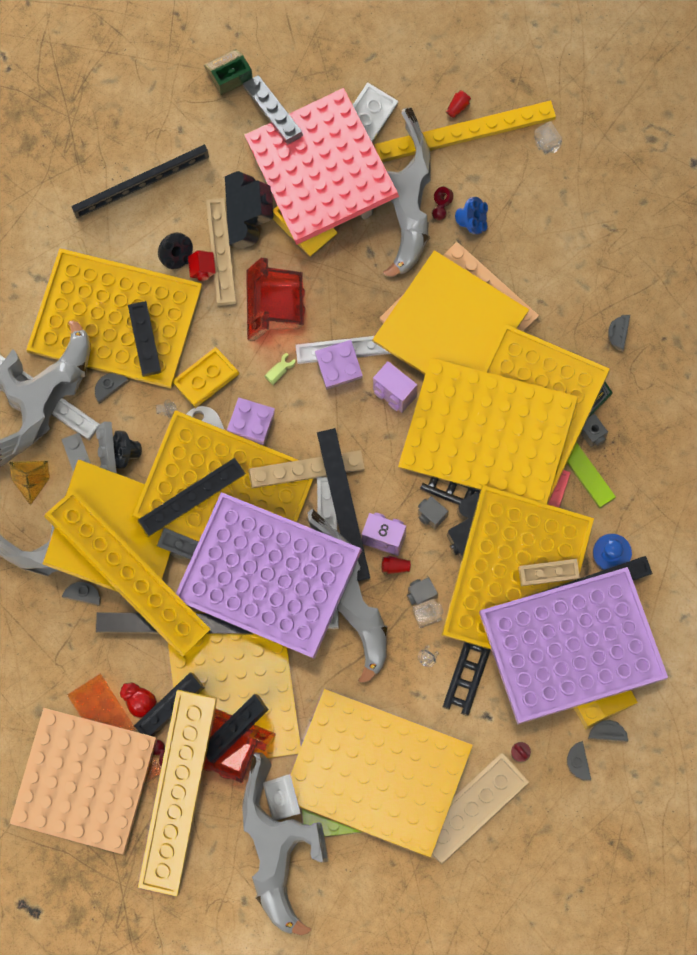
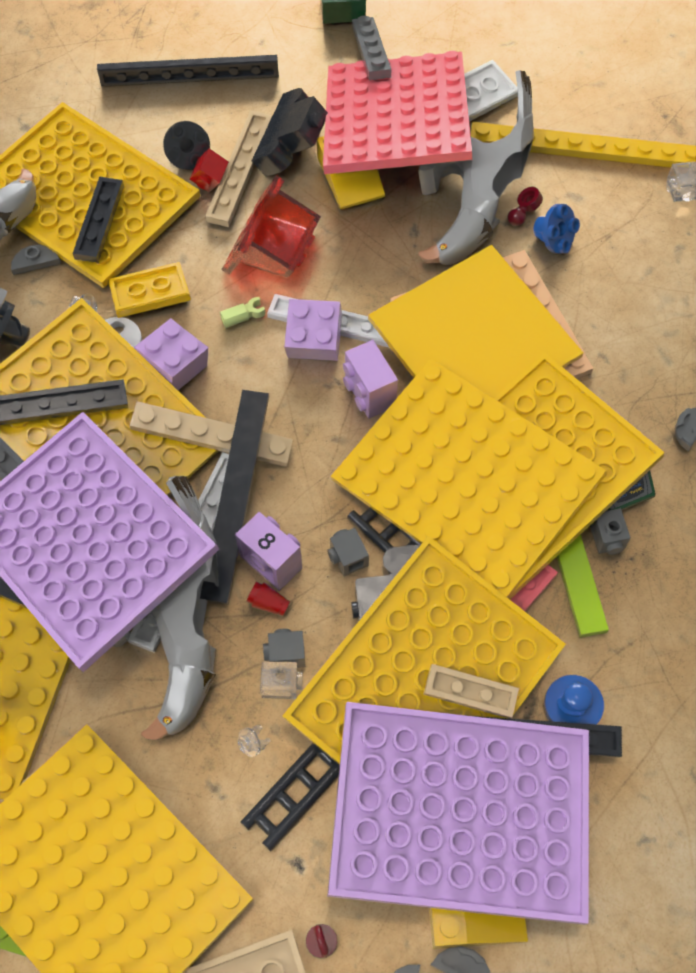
camera: 20 degrees right, 10 degrees down
(458, 103) = (590, 114): red cone -> none

